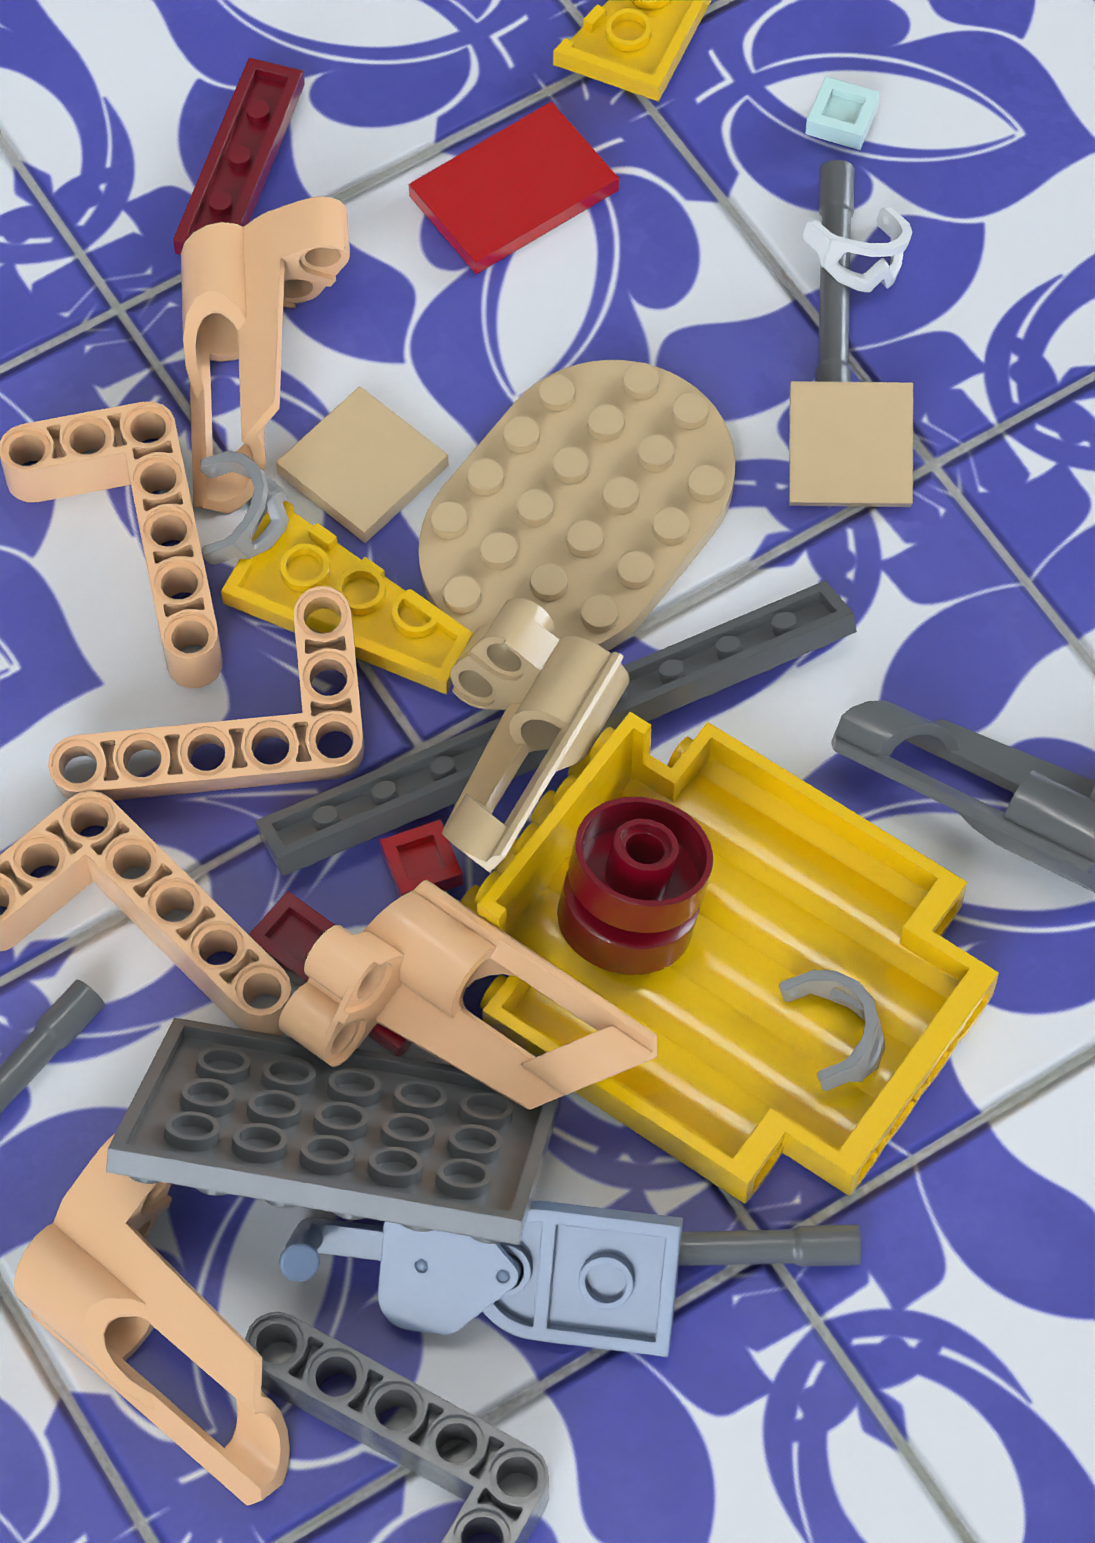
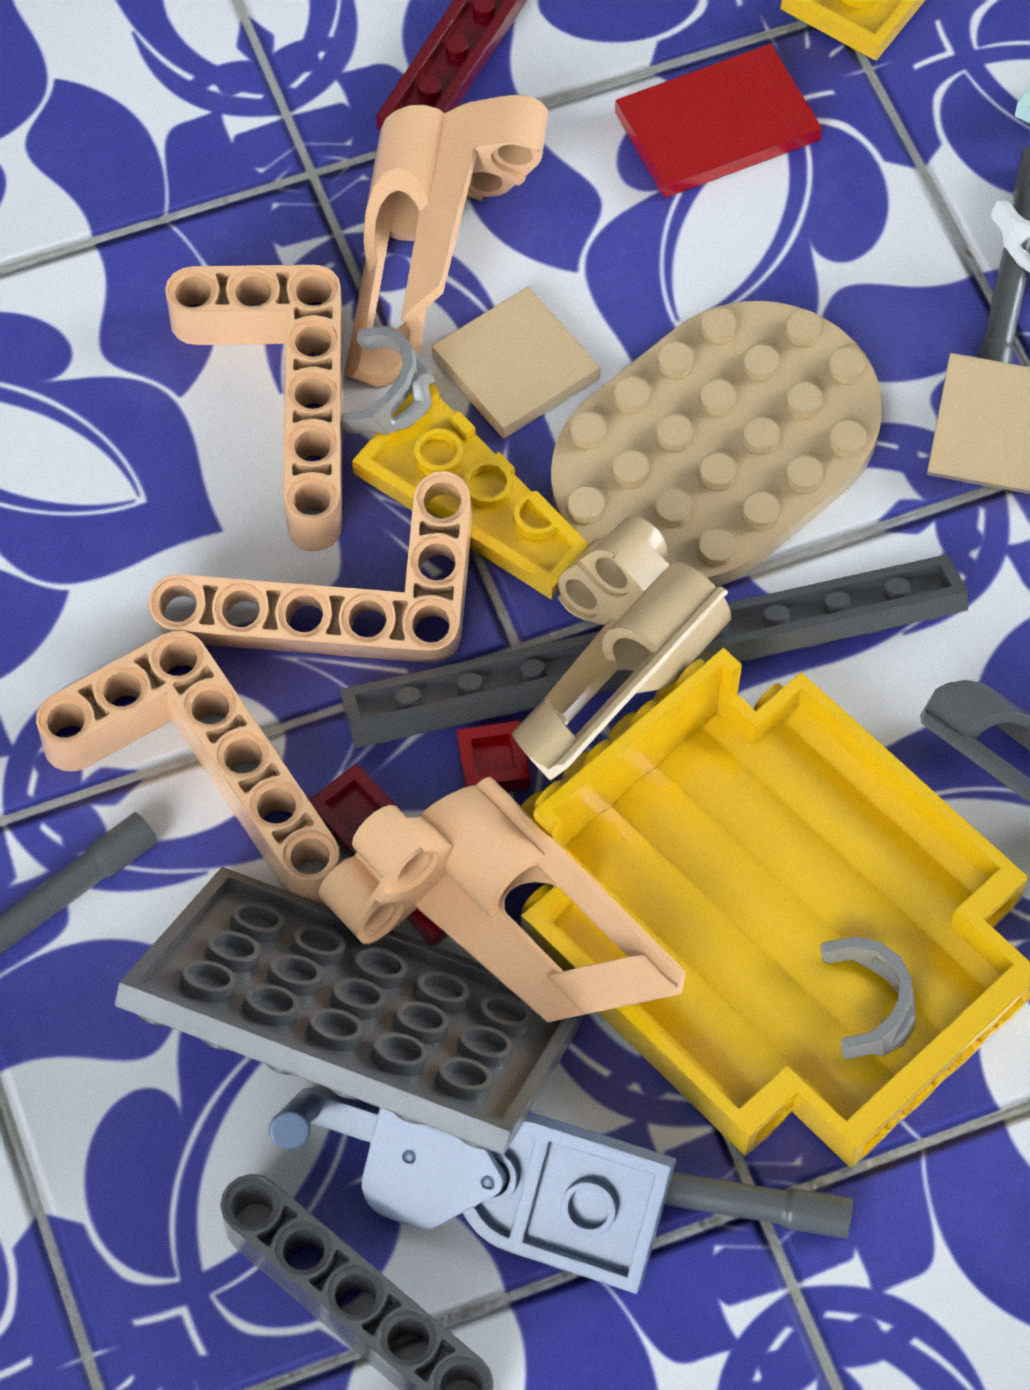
camera: 10 degrees right, 0 degrees up
(105, 1291) = (99, 1124): light nougat panel -> none
(634, 885) = (695, 819): dark red wheel -> none

